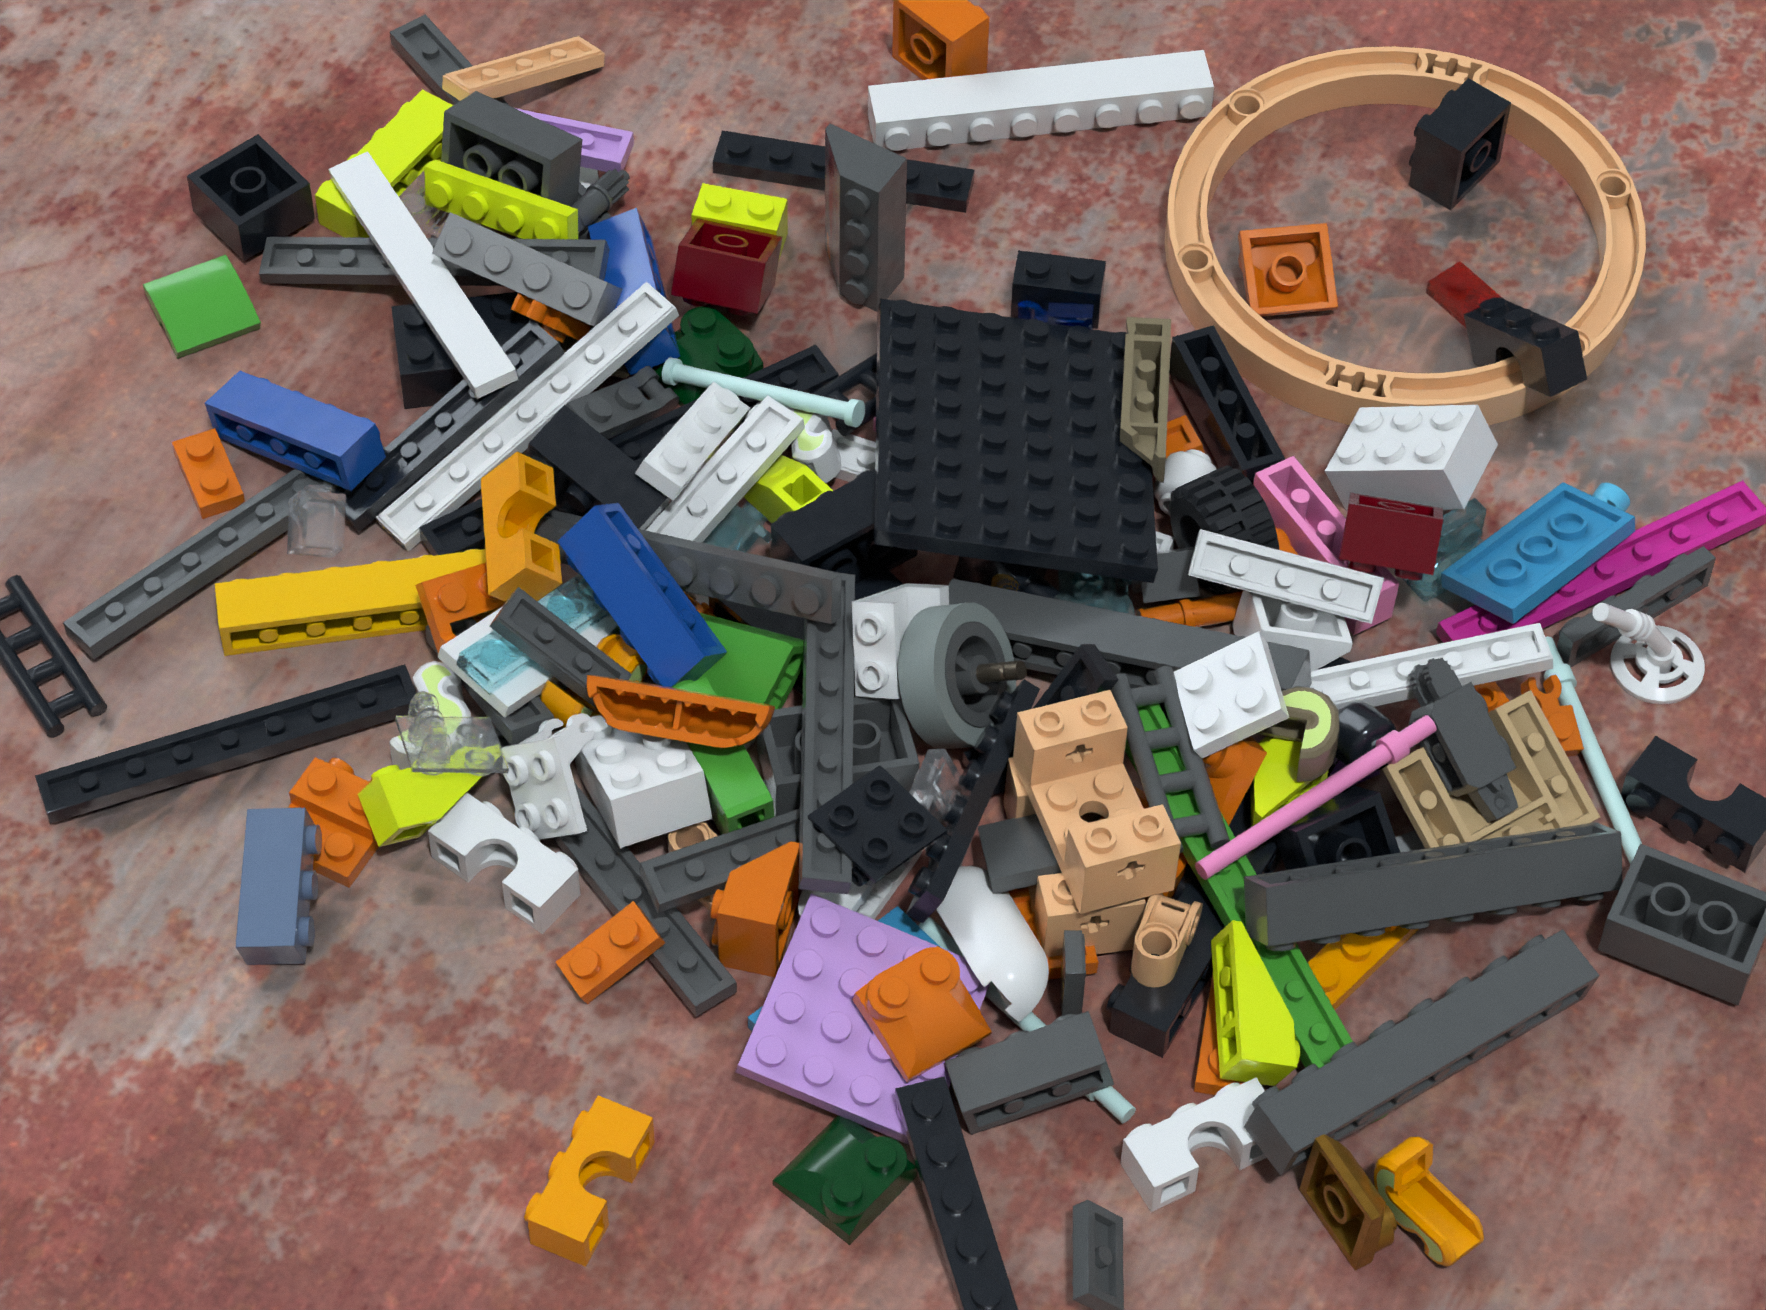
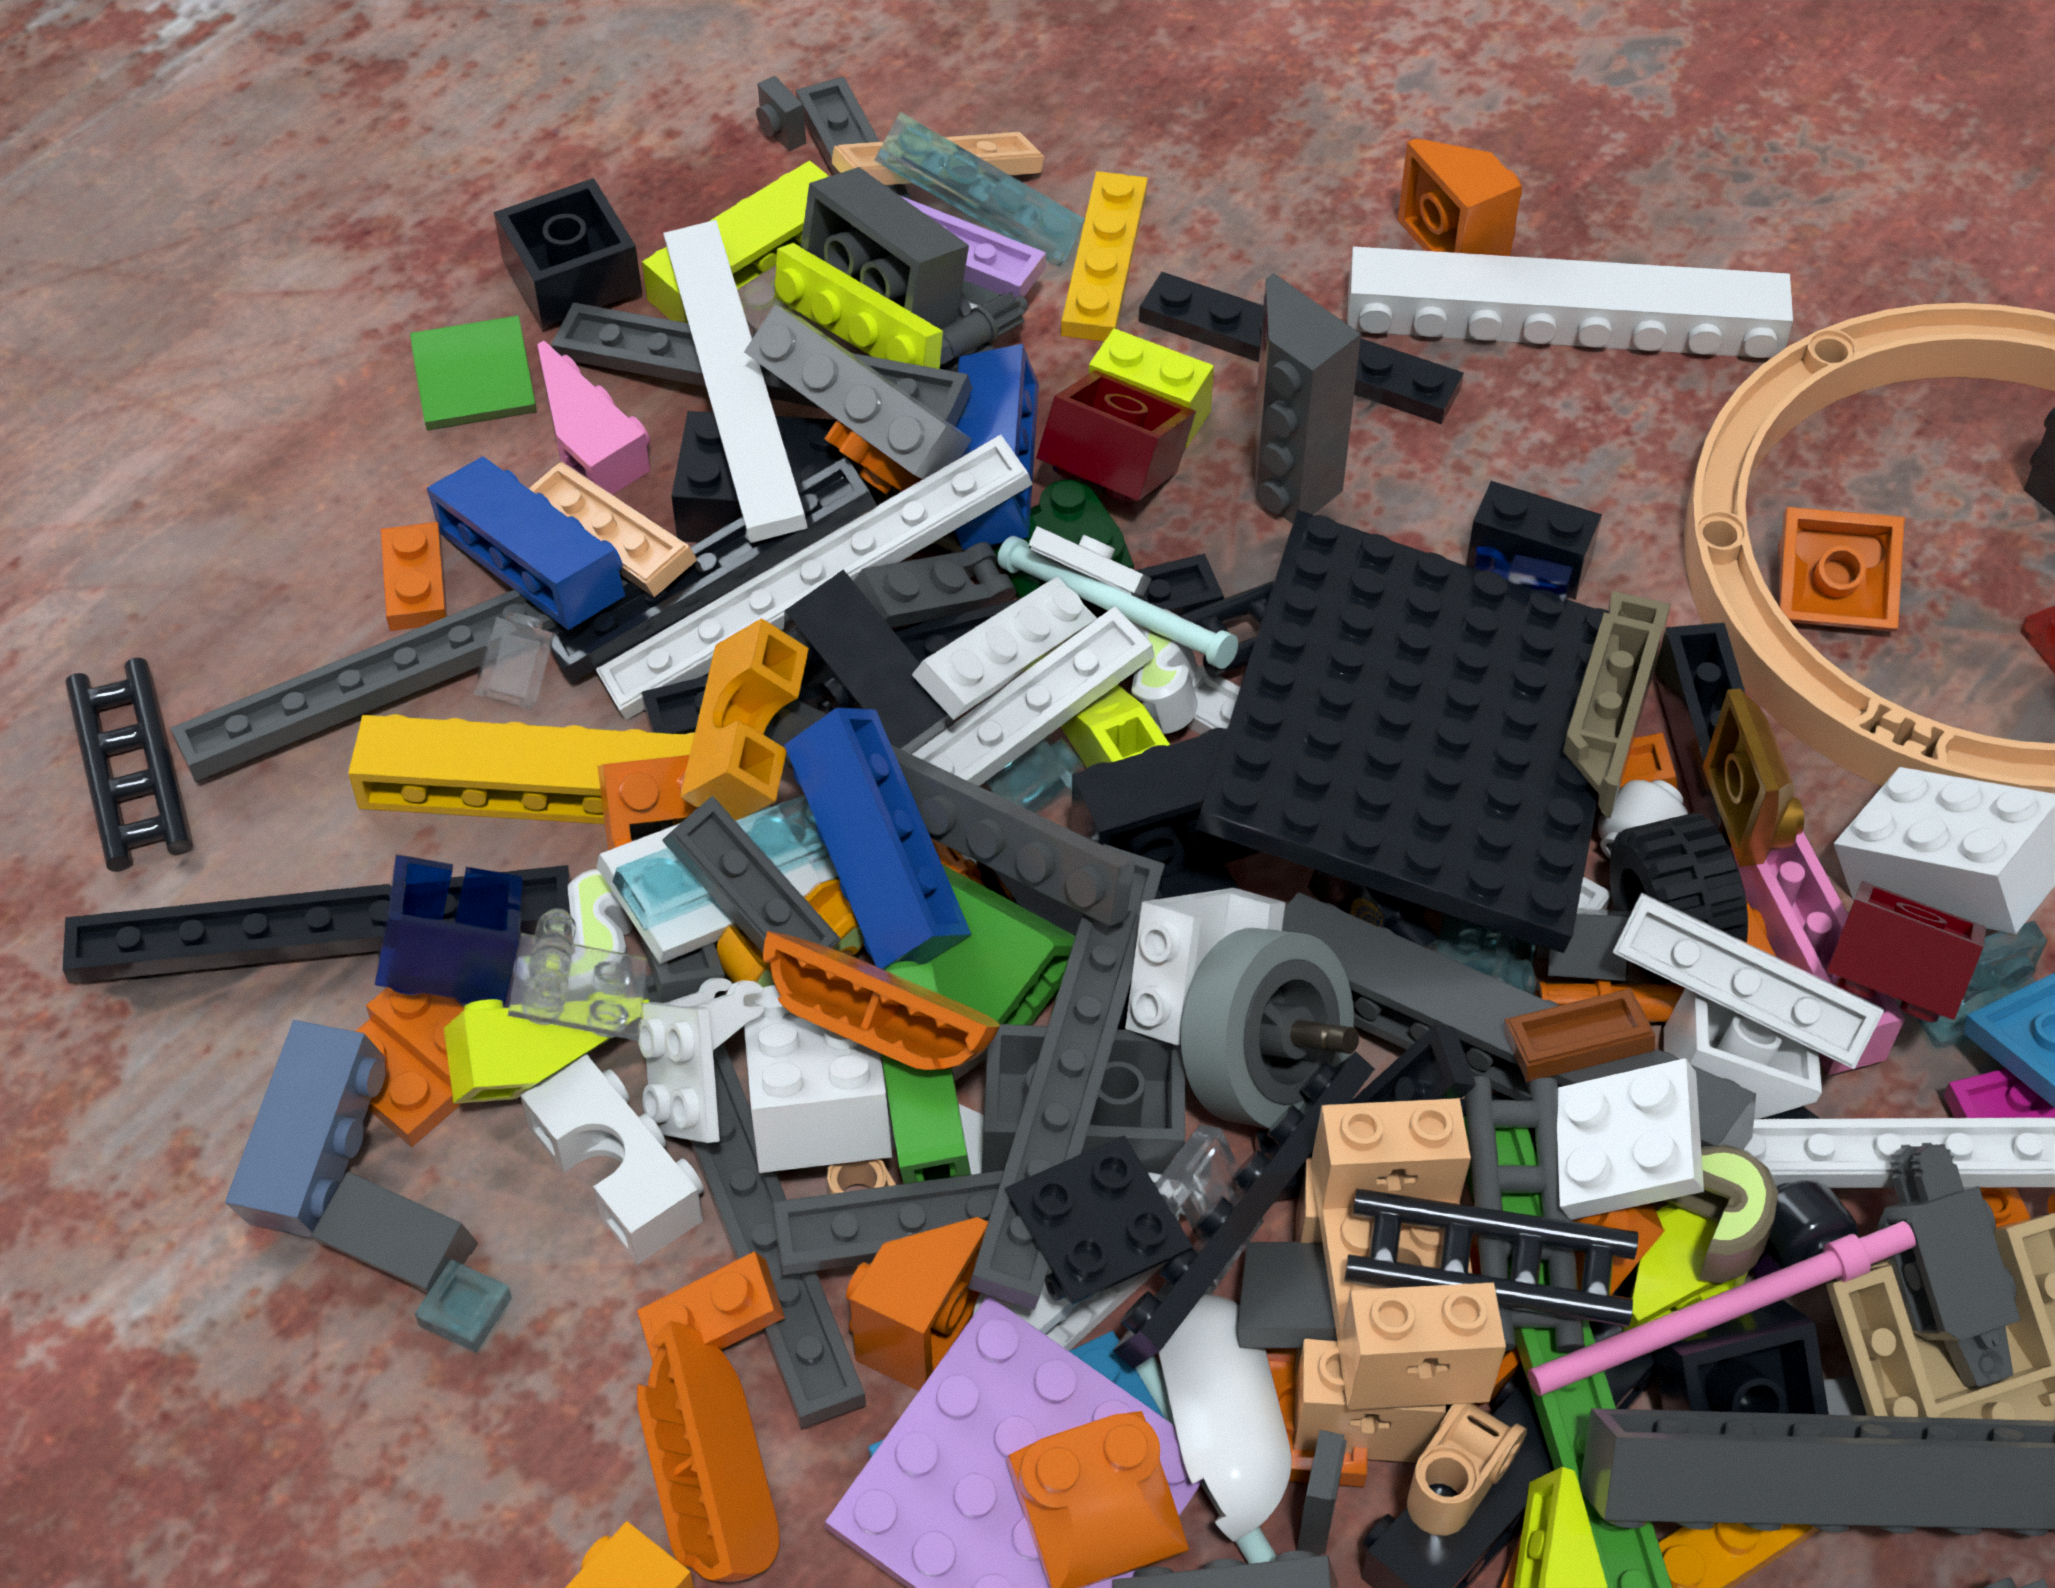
camera: 15 degrees right, 0 degrees up
(314, 339) = (590, 428): none -> bright pink slope
(357, 738) = (444, 958): none -> clear blue piece
(363, 944) = (392, 1232): none -> dark grey hinge
(383, 53) = (781, 113): none -> dark grey plate
(399, 422) = (647, 551): none -> light nougat tile
(428, 984) = (463, 1305): none -> clear light blue plate
(564, 89) = (979, 188): none -> clear light blue plate
(635, 1046) = (706, 1459): none -> orange brick
(673, 125) = (1104, 256): none -> yellow plate
(734, 363) = (1091, 559): none -> white plate
(1175, 770) = (1529, 1236): none -> black bar
(1178, 635) = (1579, 1035): none -> dark orange tile
(1259, 436) = (1751, 782): none -> pearl gold slope

